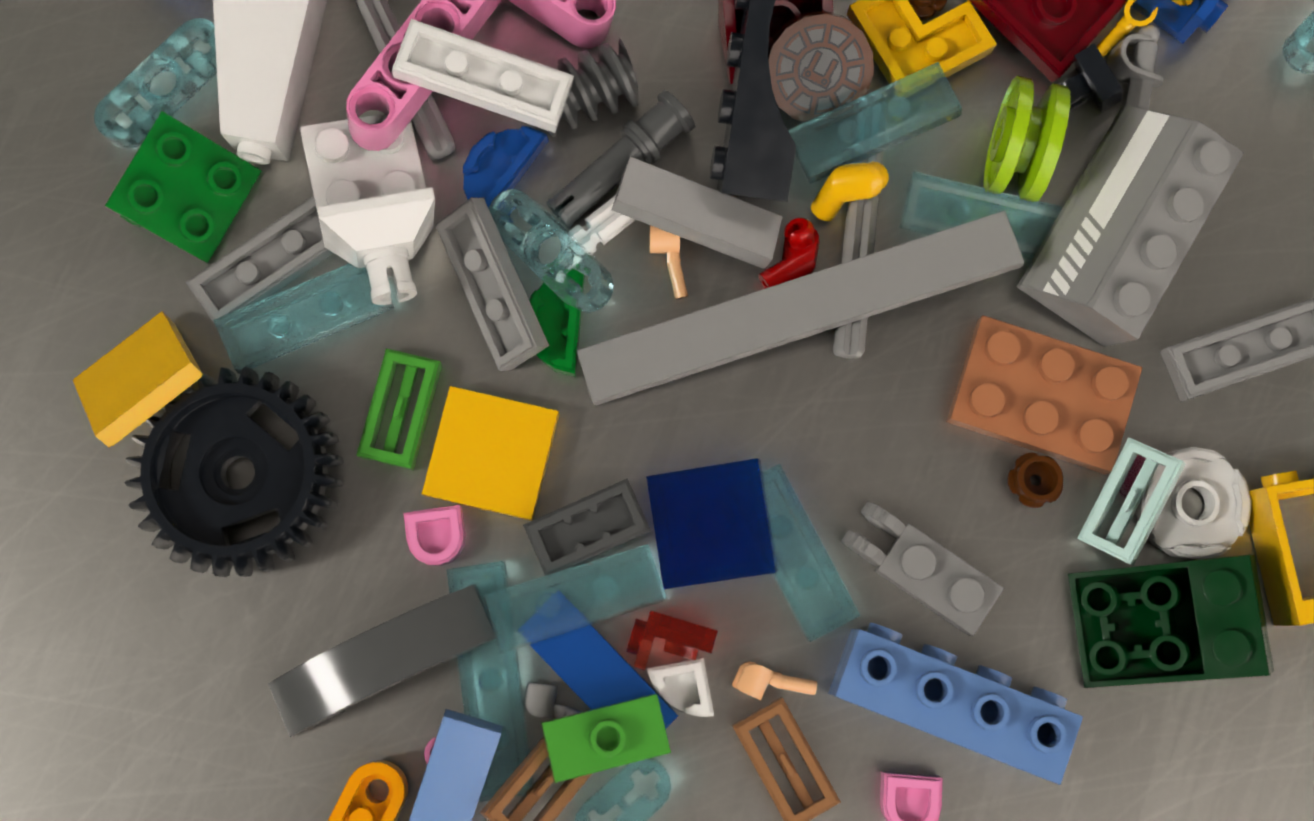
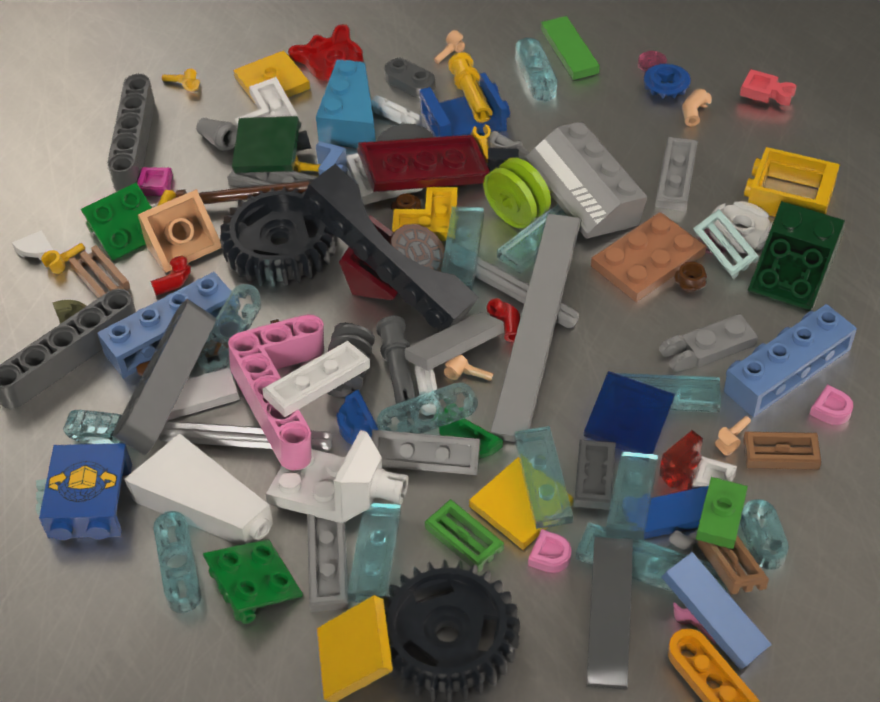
camera: 55 degrees left, 30 degrees down
(533, 463) = (543, 477): none -> clear light blue tile
(848, 184) = (485, 274): yellow arm -> none

